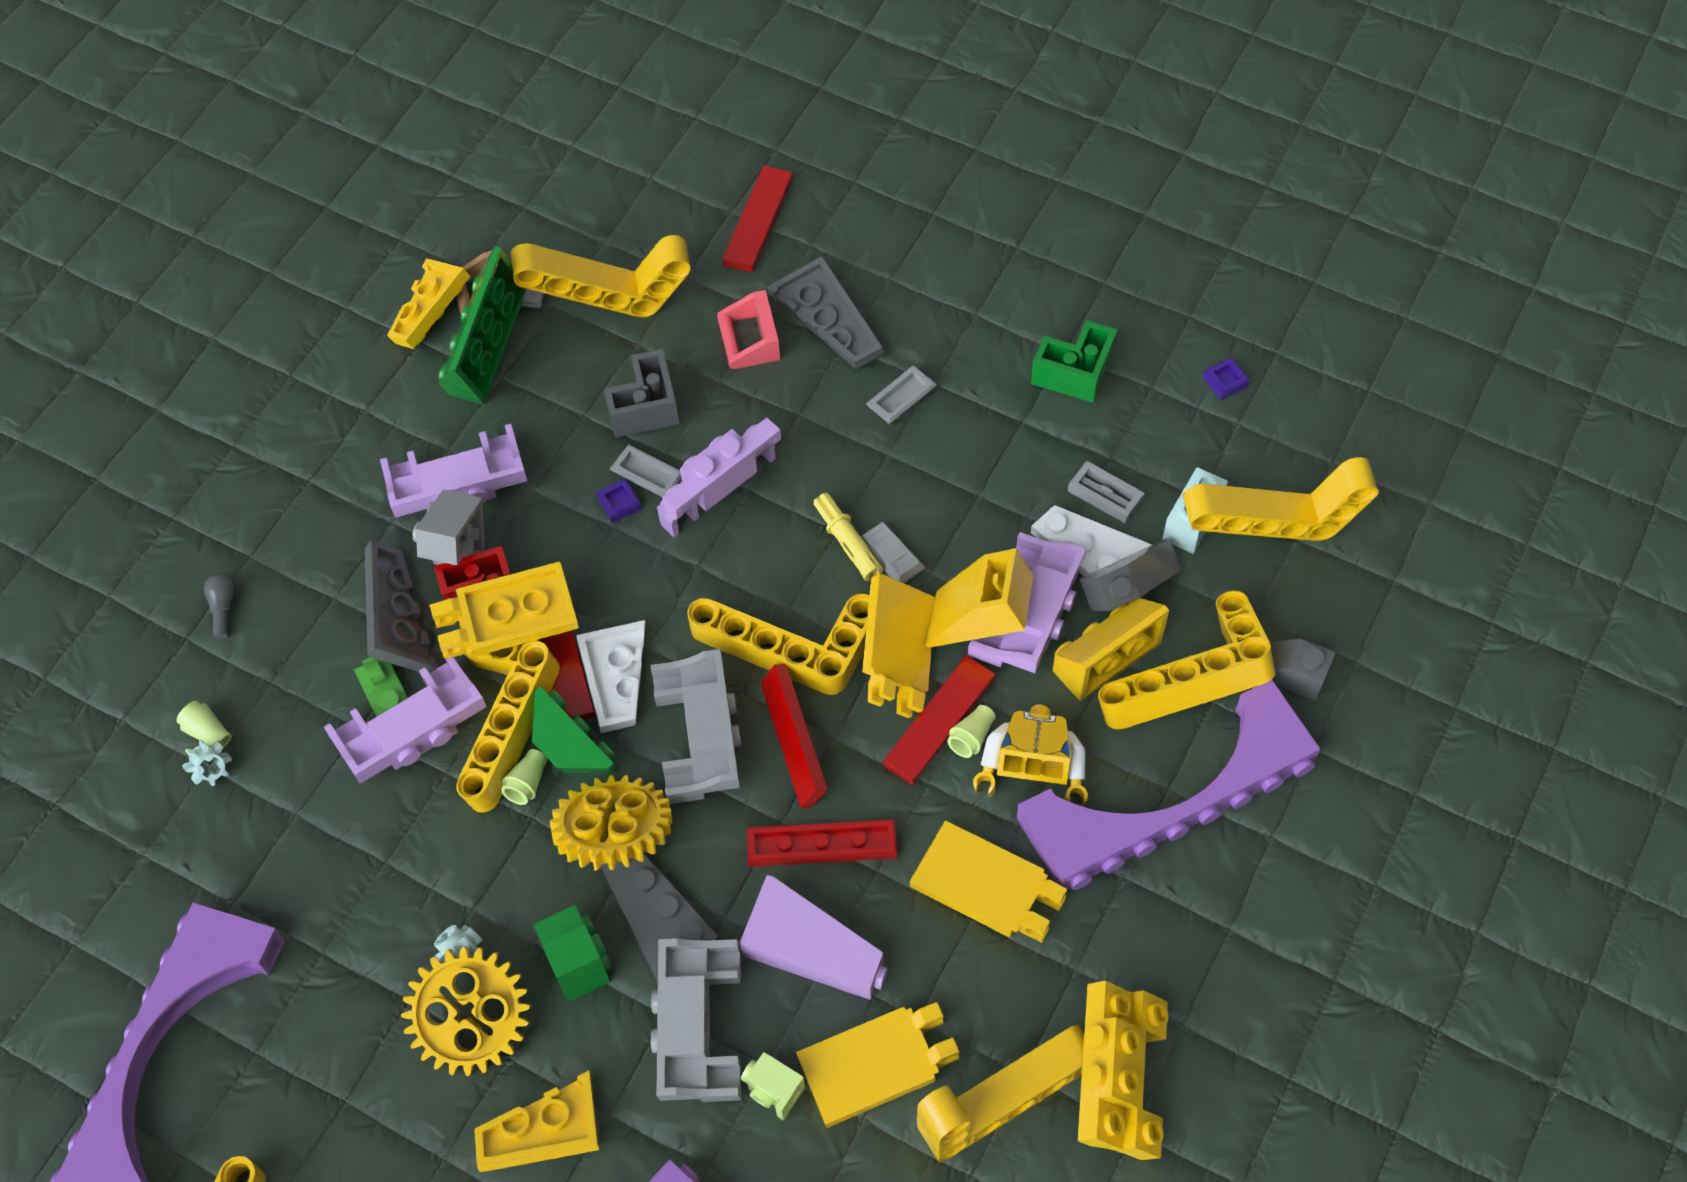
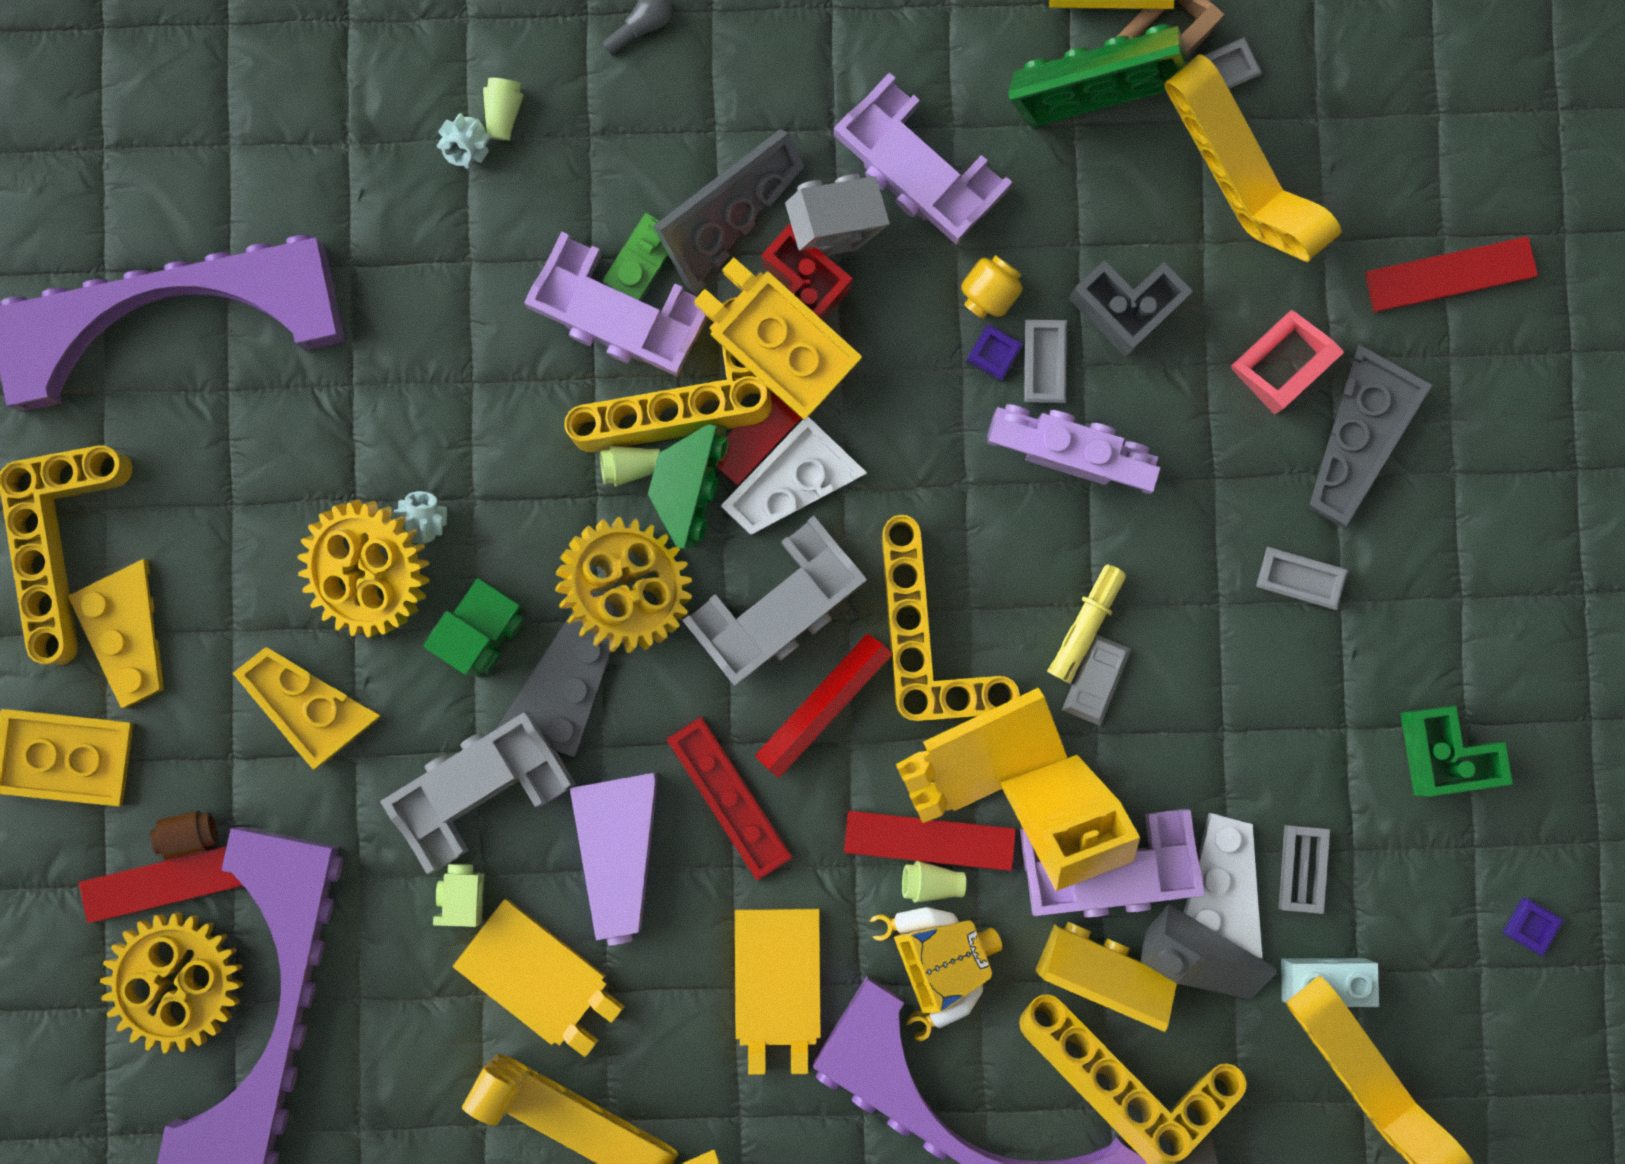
camera: 55 degrees right, 25 degrees up
(572, 475) = (991, 287): none -> yellow head

